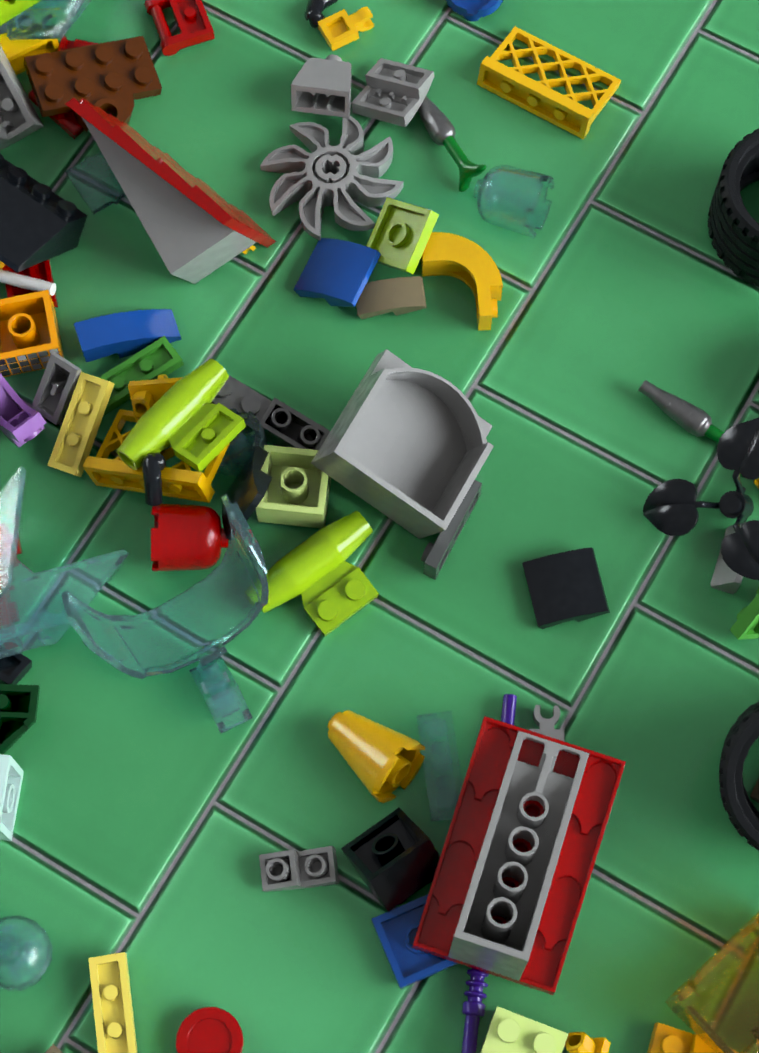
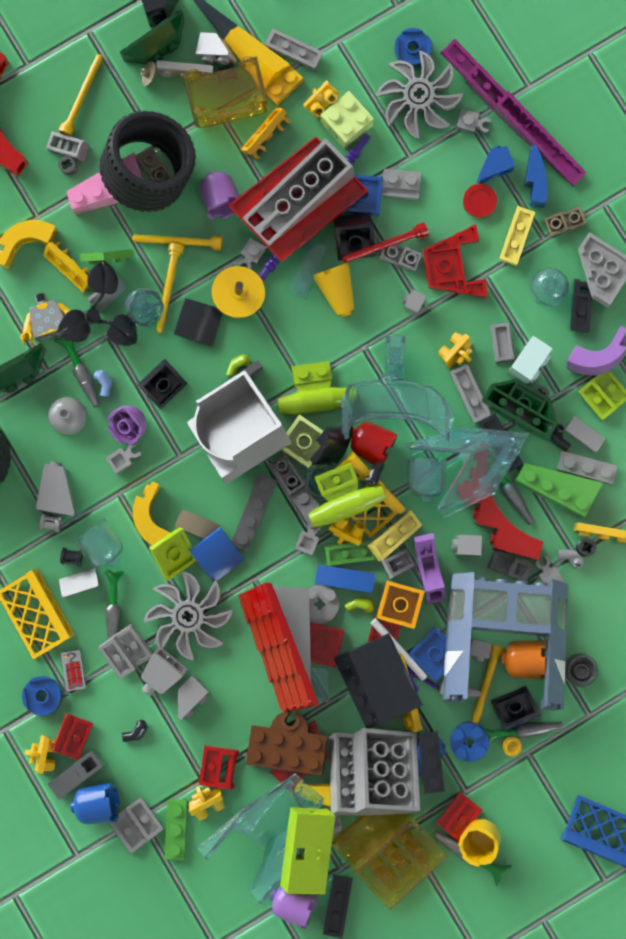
camera: 150 degrees left, 15 degrees up
(53, 815) = (502, 342): none -> light grey tile
(69, 701) = (470, 393): none -> light grey plate
(73, 529) = (426, 477): none -> clear light blue cylinder
(83, 312) = (360, 602): none -> lime arm
(115, 235) = (325, 644): none -> red plate
(129, 742) = (459, 352): none -> yellow hips
(142, 269) = (329, 598): none -> light grey plate
(212, 891) = (445, 265): none -> red wing
(213, 348) = (308, 541): none -> light grey plate
(234, 799) = (413, 302): none -> light grey plate
(269, 81) = (189, 696): none -> light grey slope
(288, 925) = (419, 231): none -> red piece
(317, 360) = (253, 512): none -> dark grey plate
(343, 29) = (132, 709): yellow plate -> none
(363, 997) = (401, 184): none -> light grey plate
(451, 40) = (73, 670): none -> tile
(467, 558) = (237, 362): none -> lime arm
(513, 142) = (79, 583): none -> slope
(529, 654) = (238, 292): none -> yellow piece
(549, 166) = (71, 557): none -> black bush
(556, 332) = (121, 459): none -> light grey plate
(563, 465) = (162, 384): none -> black slope
(577, 377) = (127, 424): none -> medium lavender cylinder
(603, 198) = (50, 522): none -> light grey bush
(615, 725) = (214, 242): none -> yellow piece
(622, 240) = (55, 491): none -> light grey slope
(646, 958) = (265, 132): none -> yellow plate
(653, 428) = (106, 382): none -> light blue arm
(657, 802) = (217, 193): none -> medium lavender cylinder
(664, 557) = (143, 306): none -> clear light blue cylinder
(670, 678) = (175, 252): none -> yellow piece
(676, 351) = (67, 416): none -> light grey cylinder

